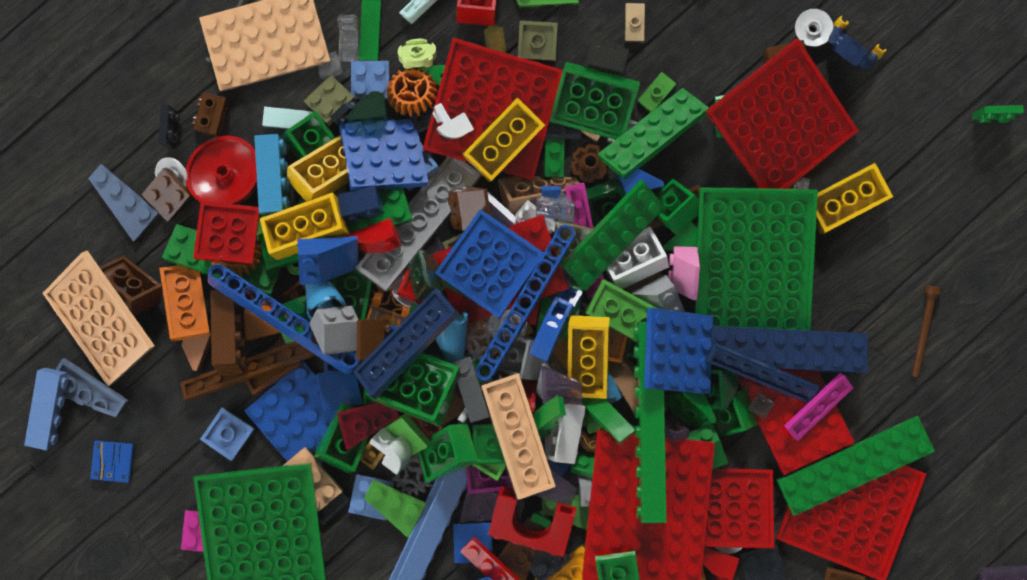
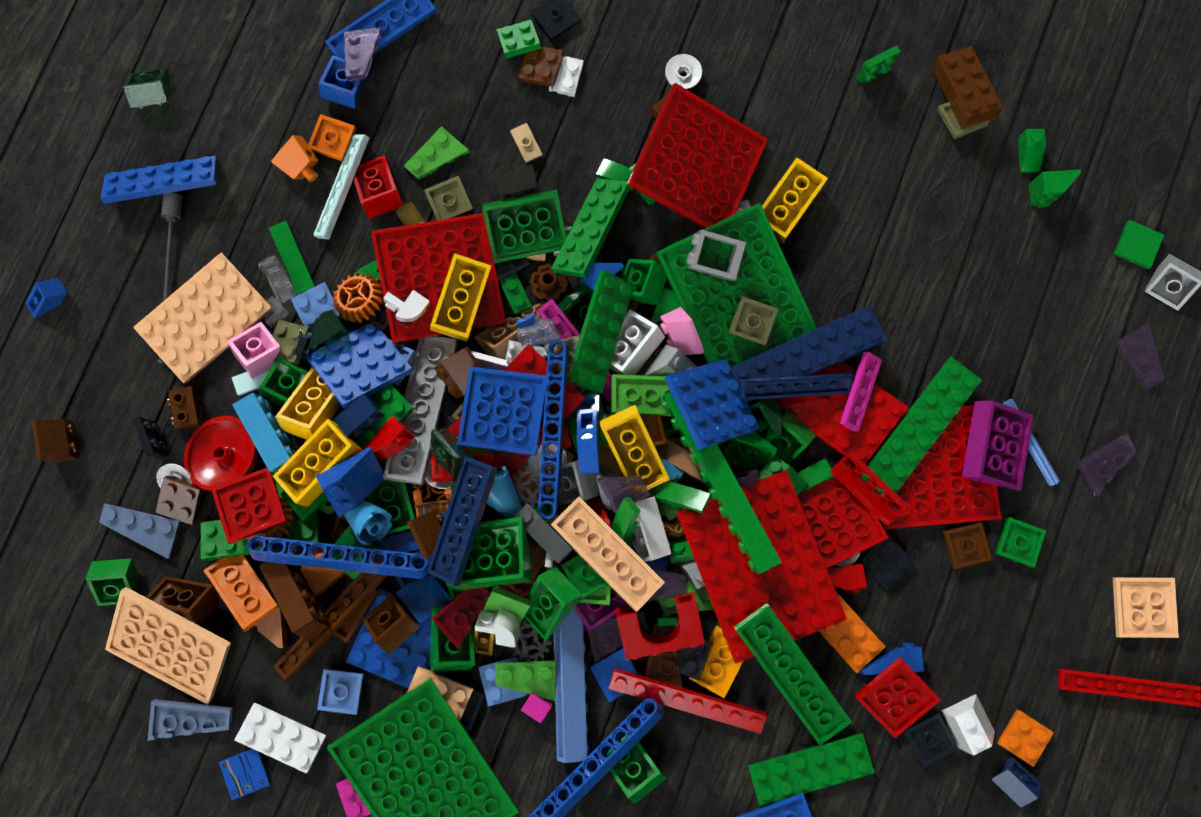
camera: 30 degrees left, 5 degrees down
(46, 408) = (158, 755): medium blue brick -> none
(76, 236) = (109, 578): none -> green slope
(84, 86) = (55, 440): none -> reddish brown slope
(157, 447) = (280, 738): none -> white plate
(297, 93) = (255, 349): none -> bright pink slope
(298, 398) = (390, 624): none -> reddish brown slope
(335, 329) = (391, 541): light grey slope -> none
(389, 535) = (536, 707): none -> dark pink panel
(417, 54) = (346, 262): yellowish green plate -> none
(656, 92) = (576, 193): bright green plate -> none
(701, 90) = (613, 171): none -> green slope
(740, 459) = (816, 474): none -> green slope
(755, 293) = (753, 320): none -> olive plate
(760, 406) = (810, 417): clear smoke plate -> none
(766, 232) = (735, 258): none -> light grey window
(776, 496) = (866, 490): none -> red fence
(850, 49) = (724, 73): dark blue torso -> none
(917, 516) = (997, 445): none -> magenta slope
(931, 293) = (905, 246): reddish brown piece -> none
(949, 528) = (1038, 455): none -> medium blue axle

